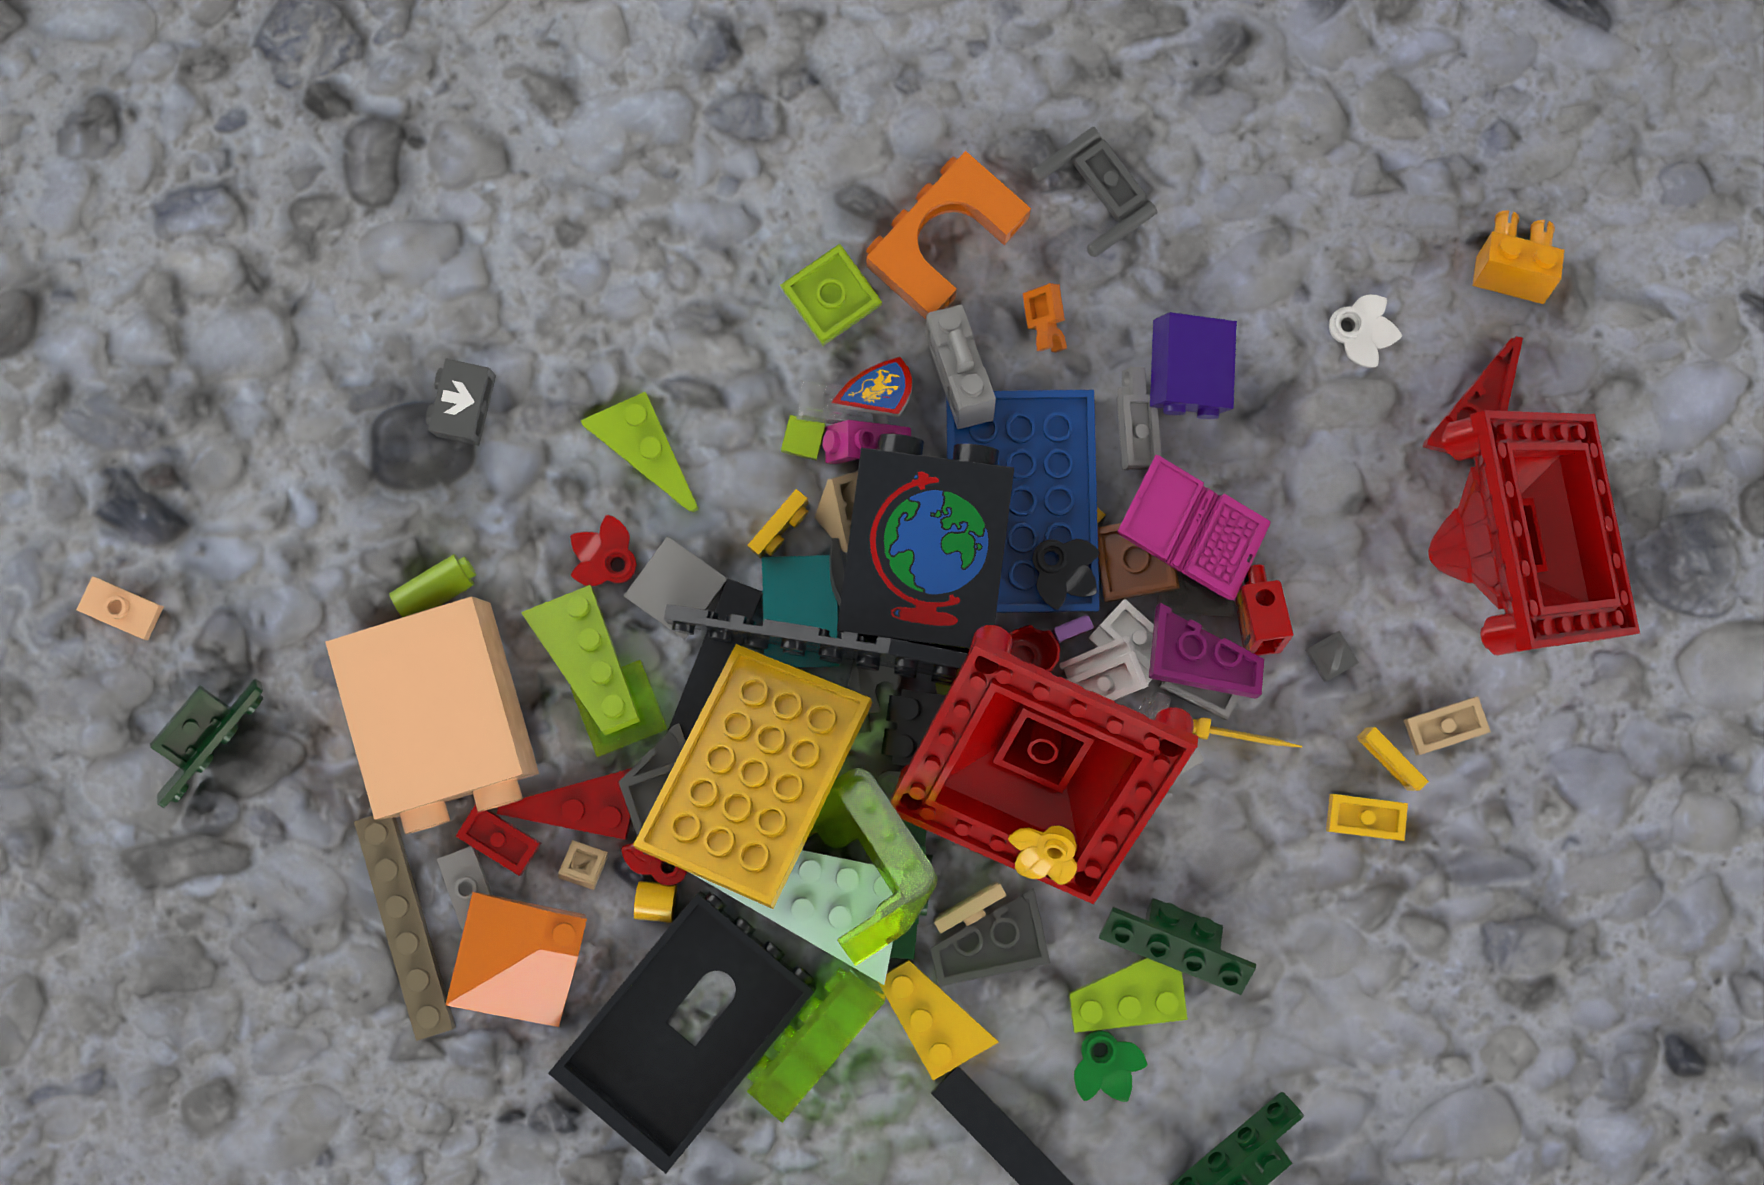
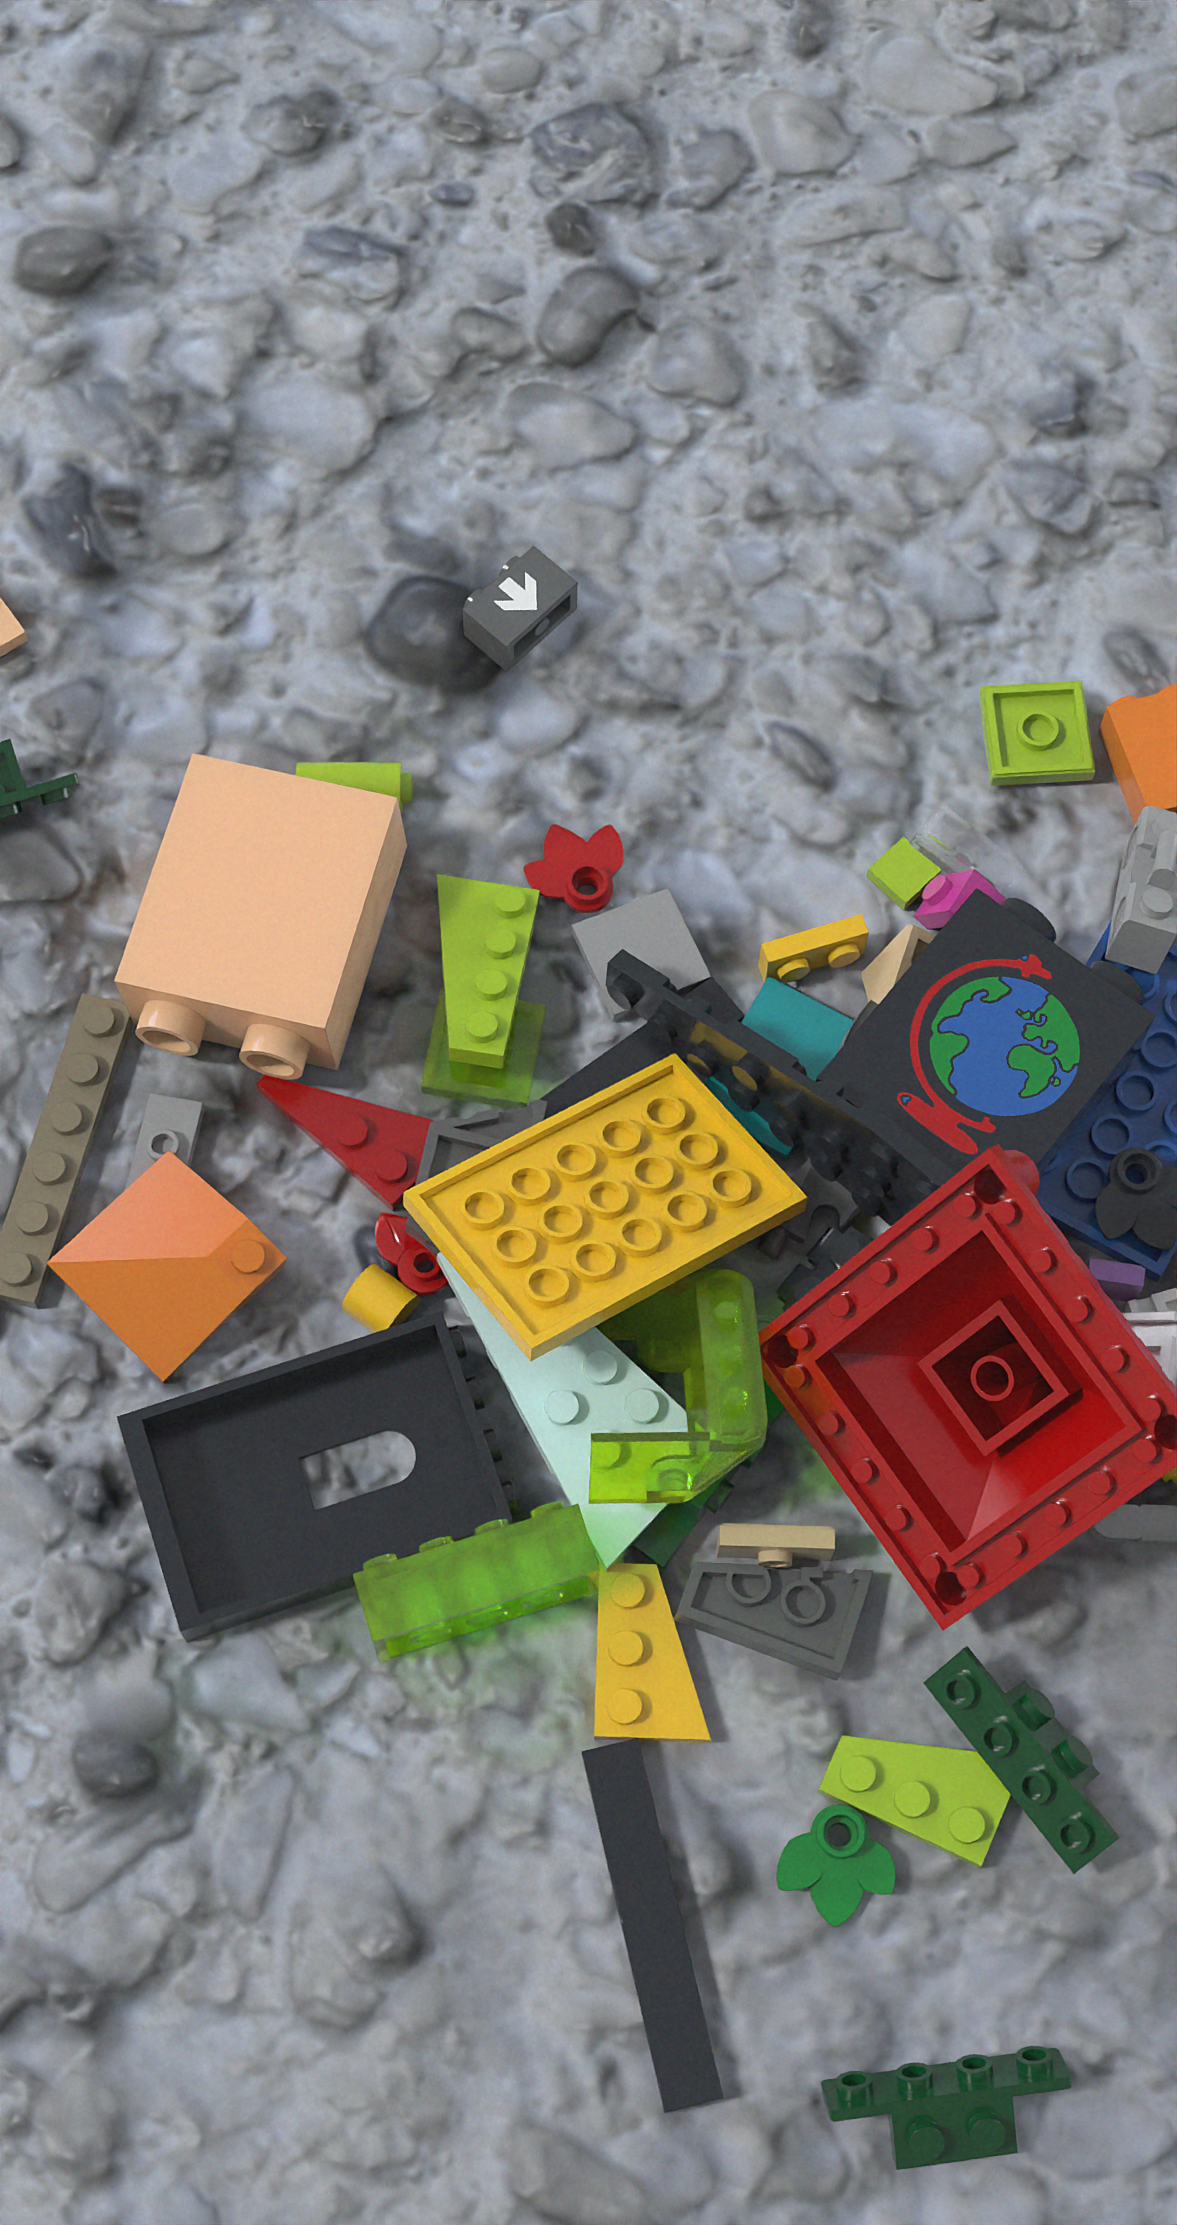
camera: 30 degrees right, 15 degrees down
(498, 840) = (239, 1114): red plate -> none
(582, 865) = (320, 1204): tan tile -> none
(638, 437) = (702, 759): lime wing -> none
(878, 390) = (1030, 862): shield -> none
(1045, 853) = (912, 1517): yellow plate -> none

